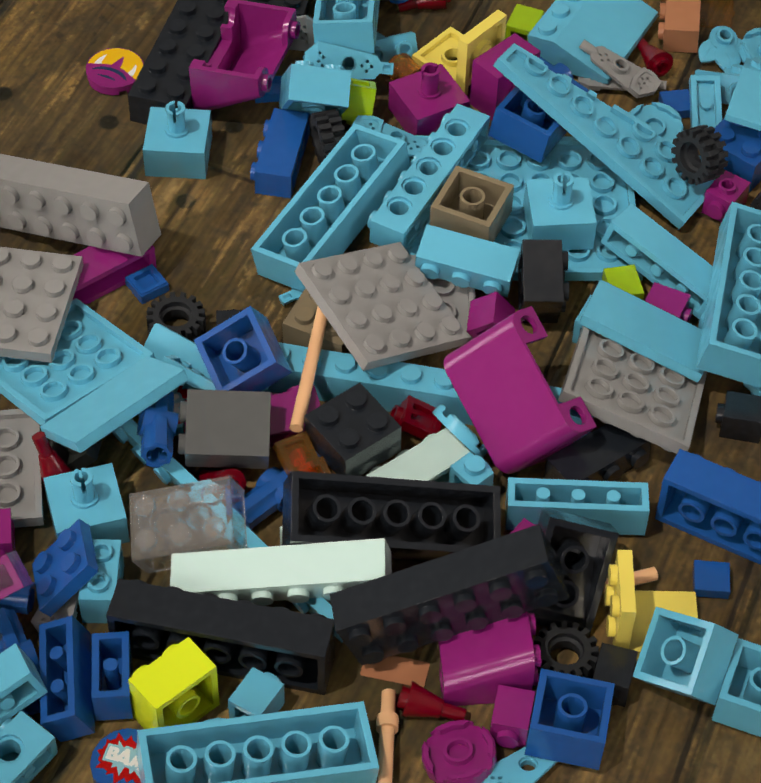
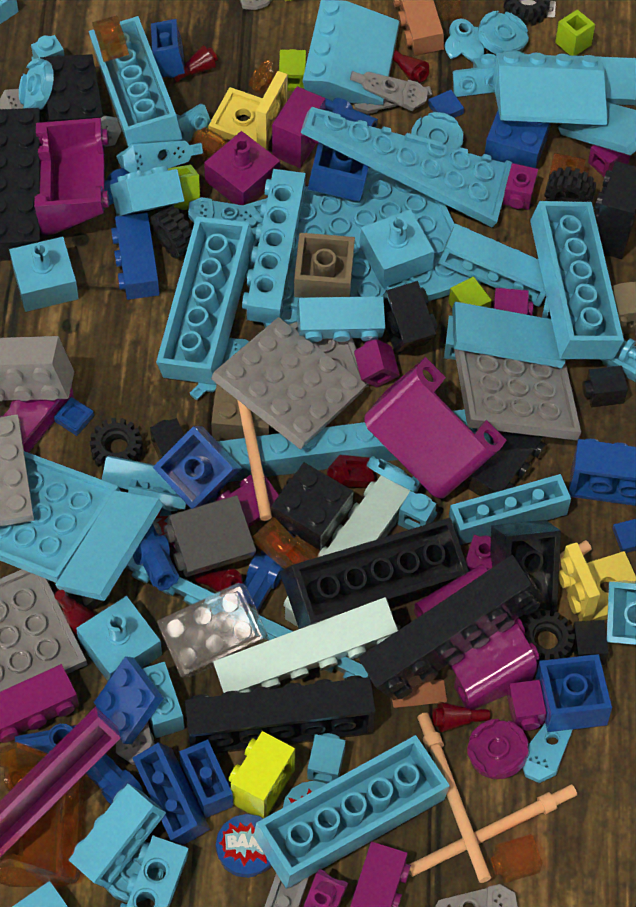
camera: 20 degrees left, 10 degrees up
(705, 100) = (472, 102): medium azure plate -> none
(711, 151) = (499, 152): black tyre -> none

